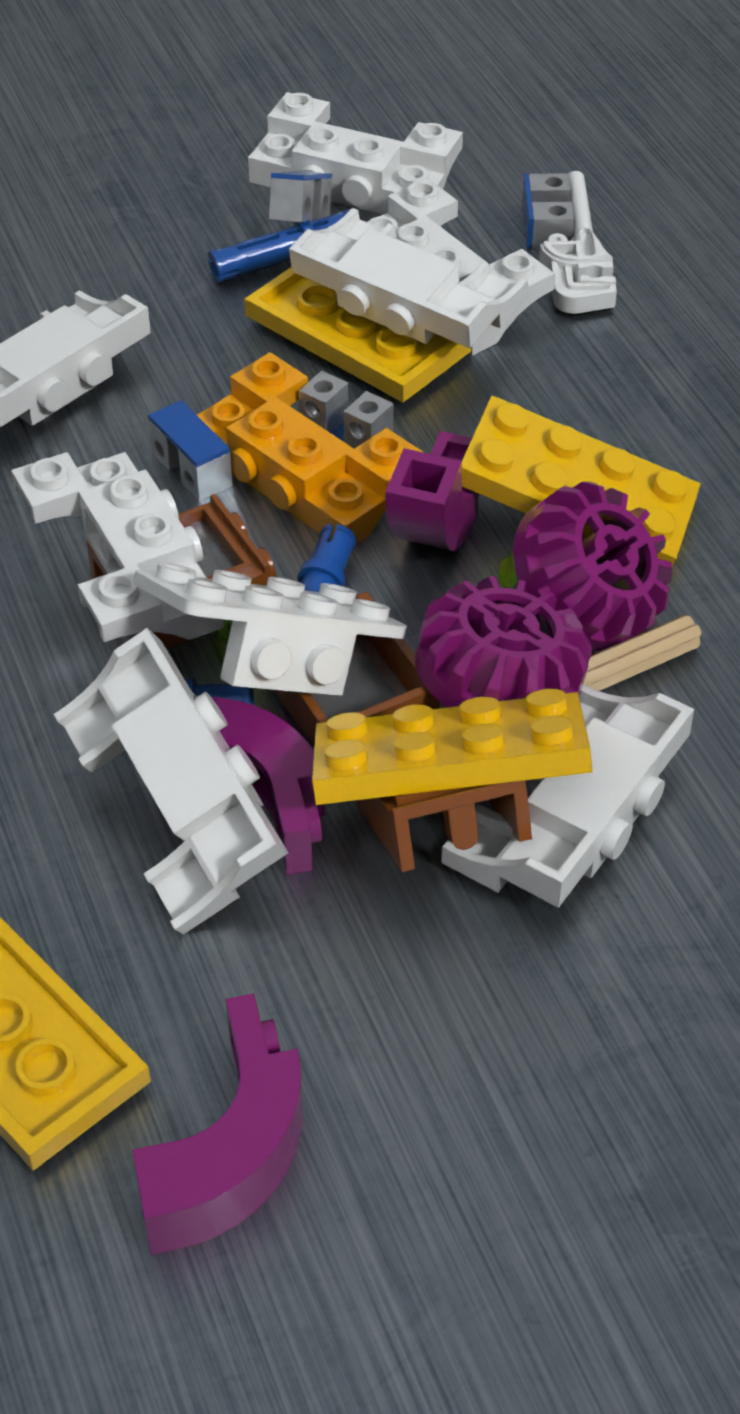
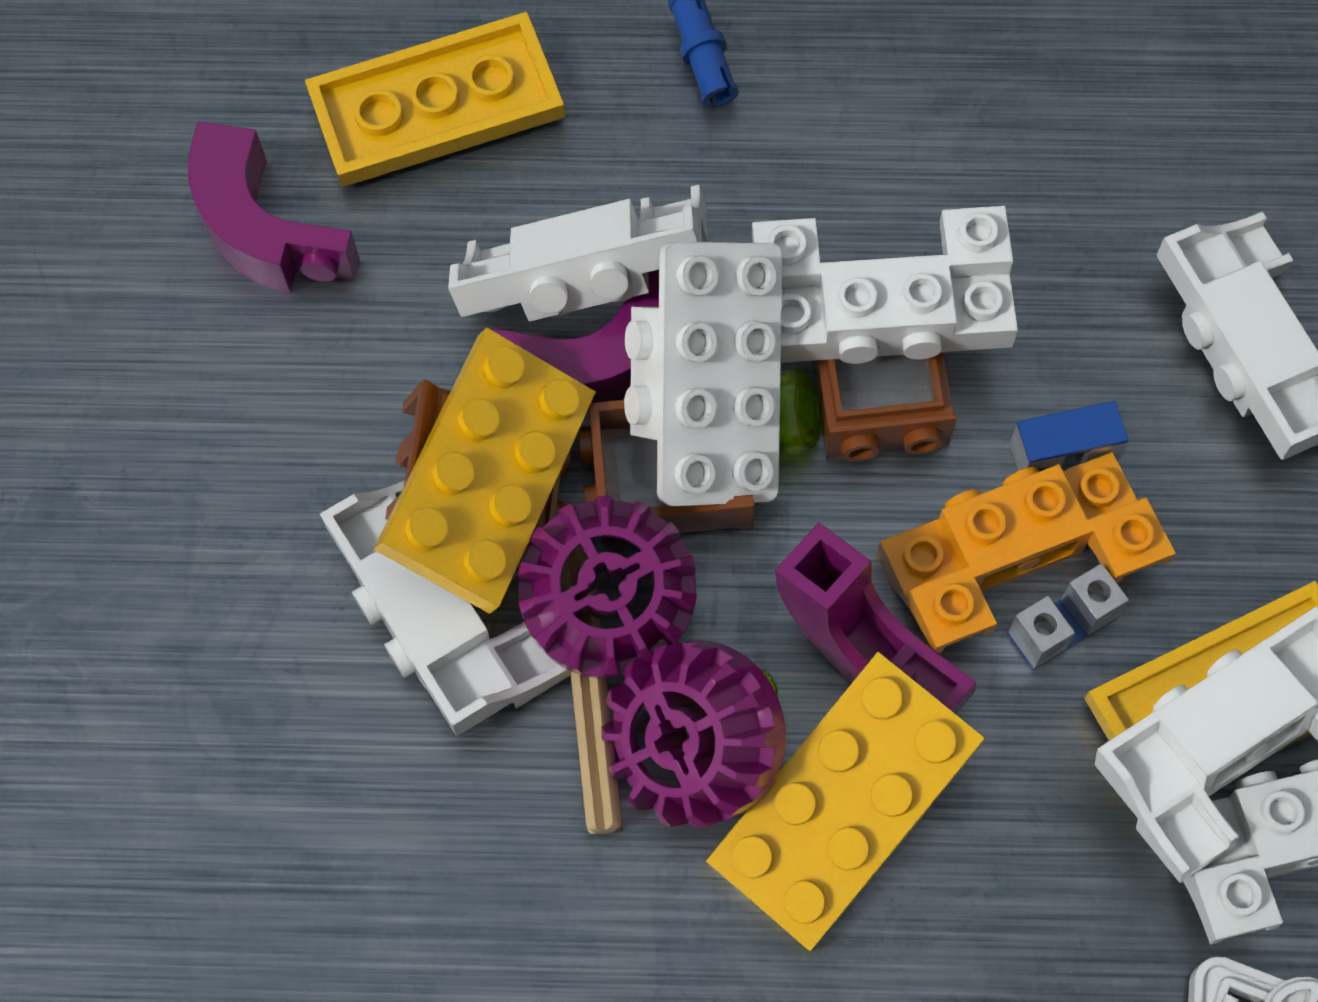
camera: 115 degrees right, 20 degrees up
(328, 558) = (829, 502): blue pin -> none

